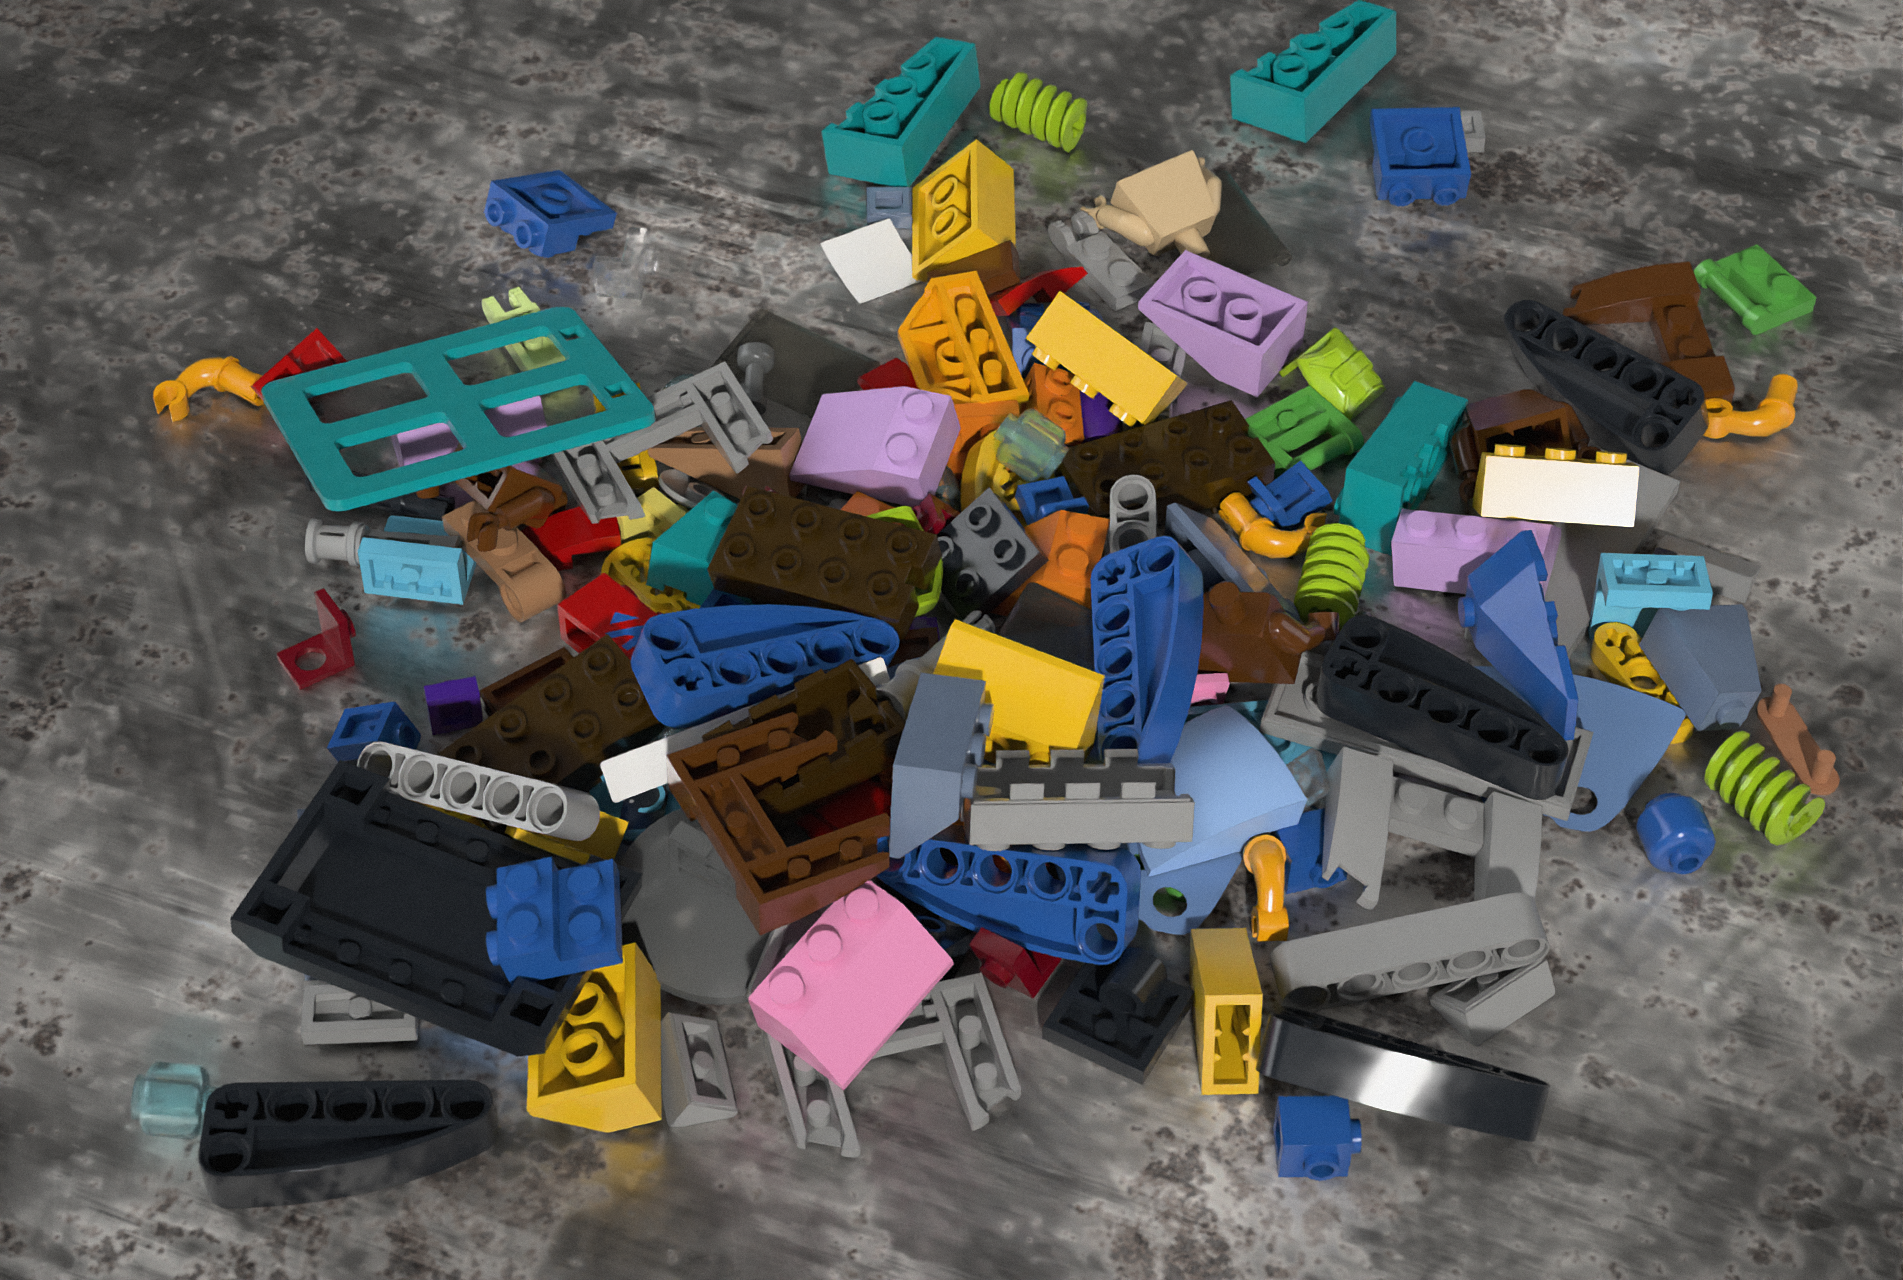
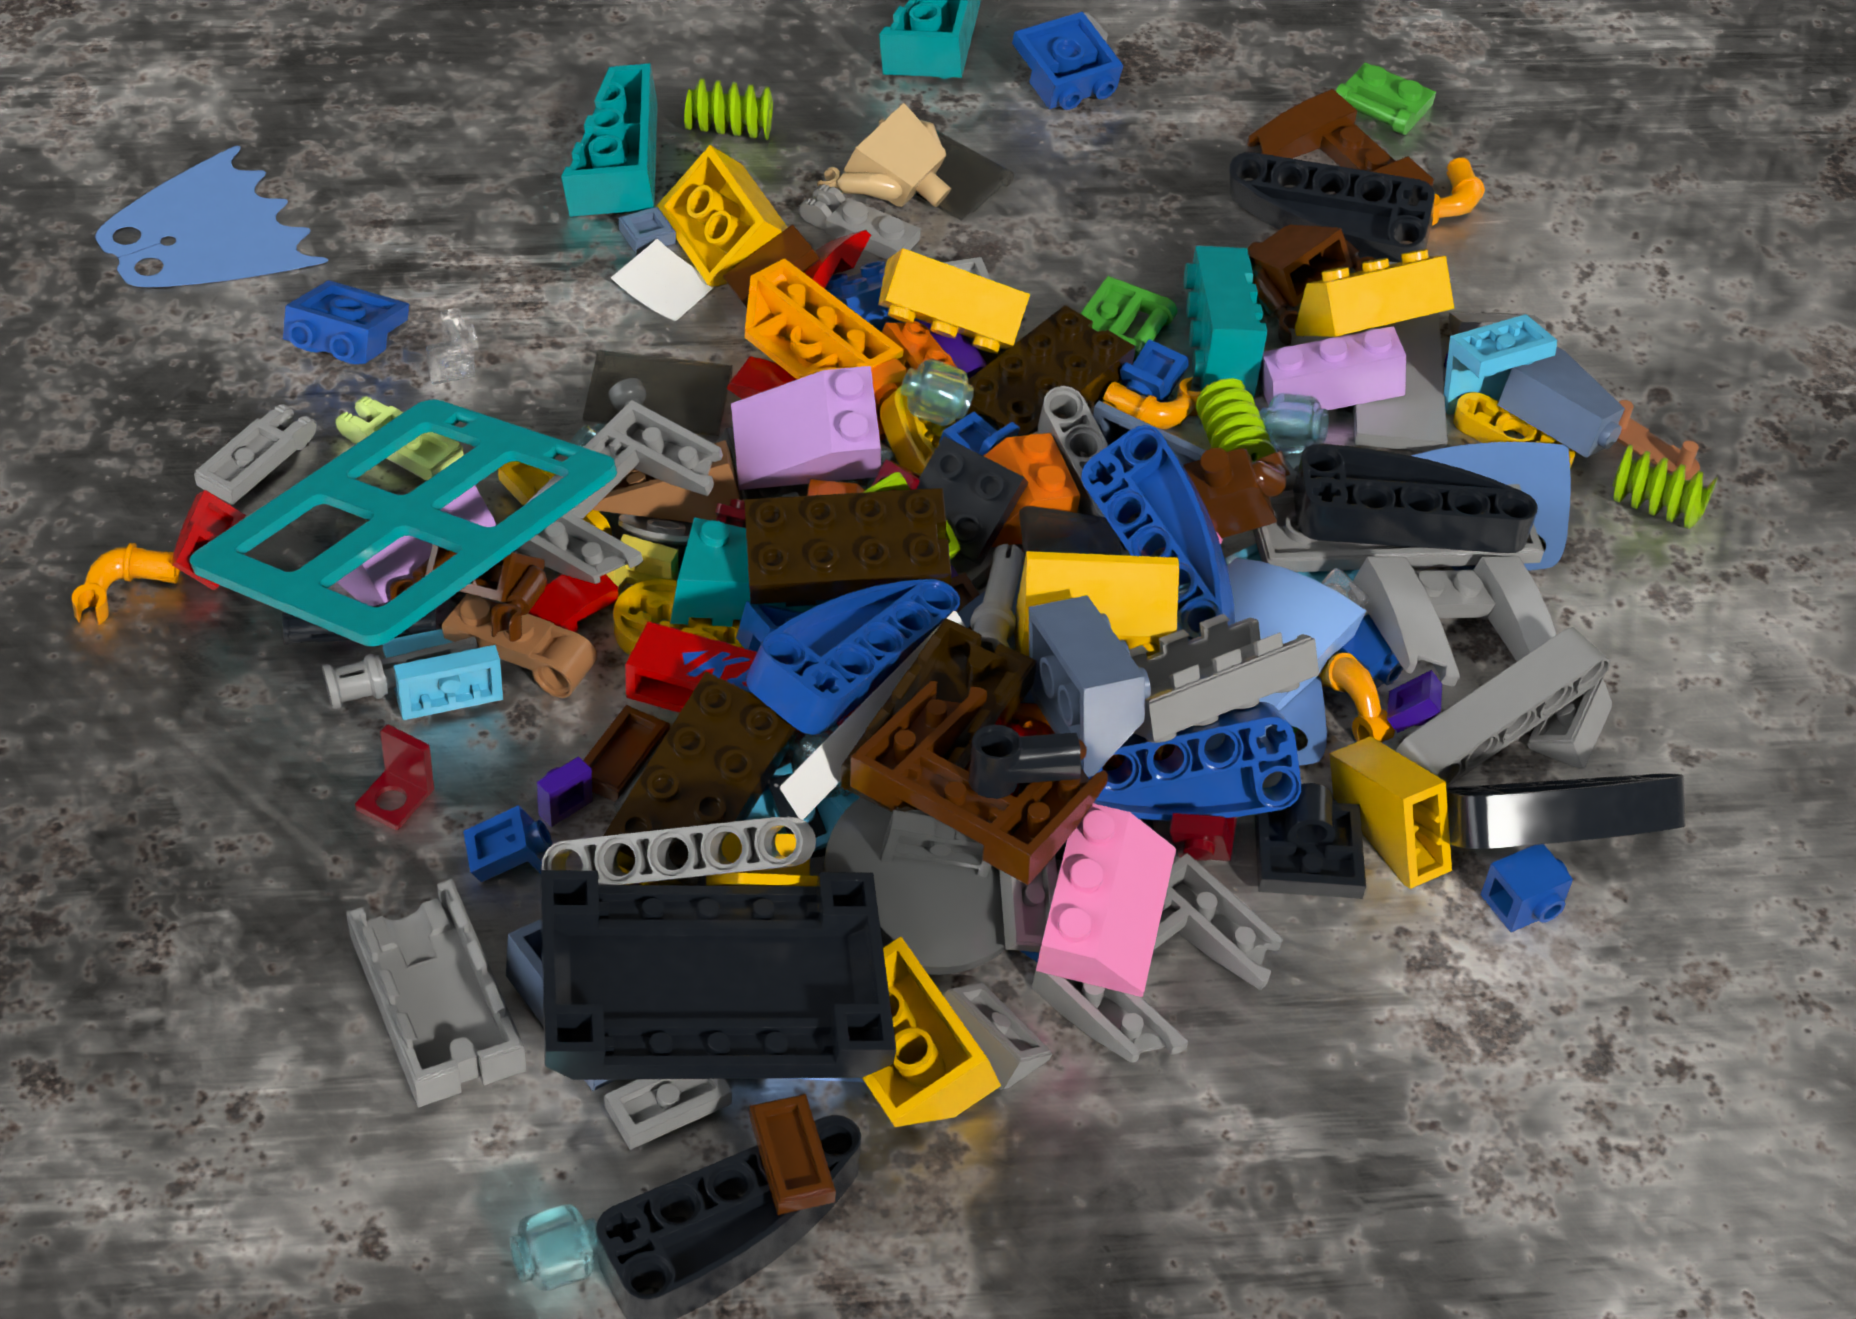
camera: 30 degrees left, 0 degrees up
(219, 839) = (438, 997): none -> light grey piece
(395, 309) = (254, 453): none -> light grey hinge
(413, 1099) = (792, 1154): none -> reddish brown tile
(505, 92) = (217, 225): none -> medium blue piece
(554, 919) = (836, 939): blue plate -> none
(789, 809) = (1004, 759): none -> black piece
(1227, 321) = (1011, 240): lavender slope -> none
(1317, 911) = (1414, 702): none -> dark purple plate
(1339, 373) = (1117, 255): lime piece -> none
(1401, 593) = (1295, 422): none -> clear light blue head
(1519, 630) = (1412, 413): blue wedge -> none
(1675, 833) = (1623, 544): blue head -> none

